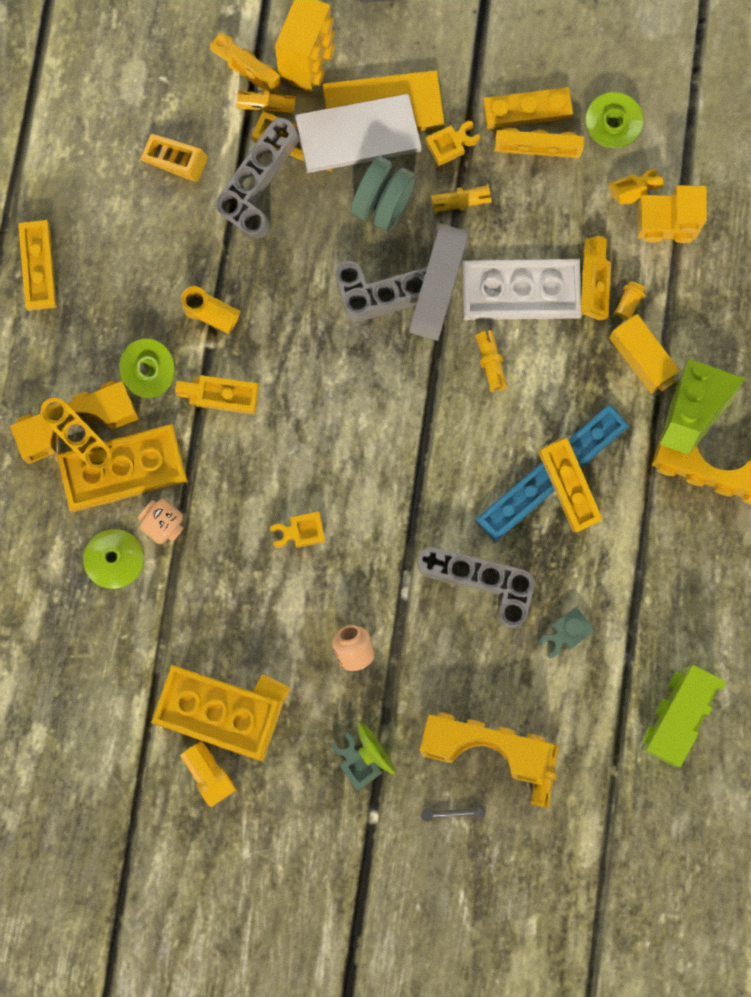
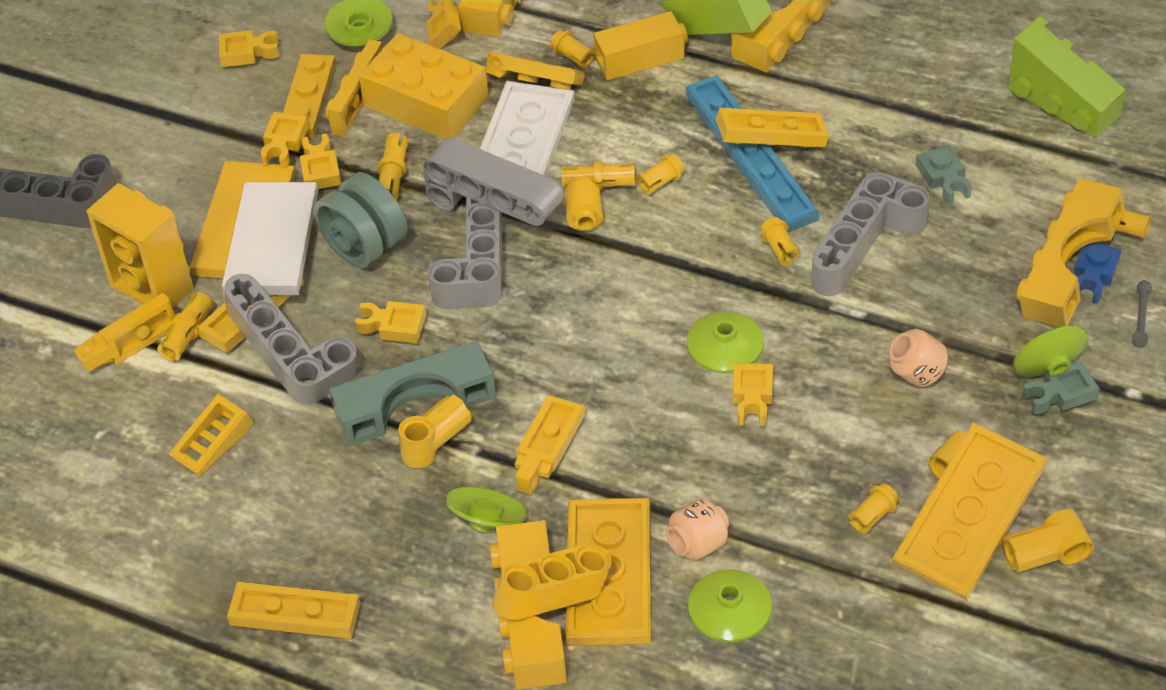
camera: 70 degrees left, 30 degrees down
(213, 642) = (881, 501): none -> yellow pin
(219, 257) = (369, 402): none -> sand green arch
(306, 253) = (396, 323): none -> yellow plate
(354, 514) = (724, 339): none -> lime dish
(456, 357) = (583, 204): none -> yellow brick
(457, 518) = (776, 234): none -> yellow pin
(470, 106) = (281, 135): none -> yellow plate
(493, 770) = (1096, 268): none -> blue plate
(506, 408) = (666, 170): none -> yellow pin
(551, 195) = (424, 86): none -> yellow brick
(563, 39) = (242, 47): none -> yellow plate

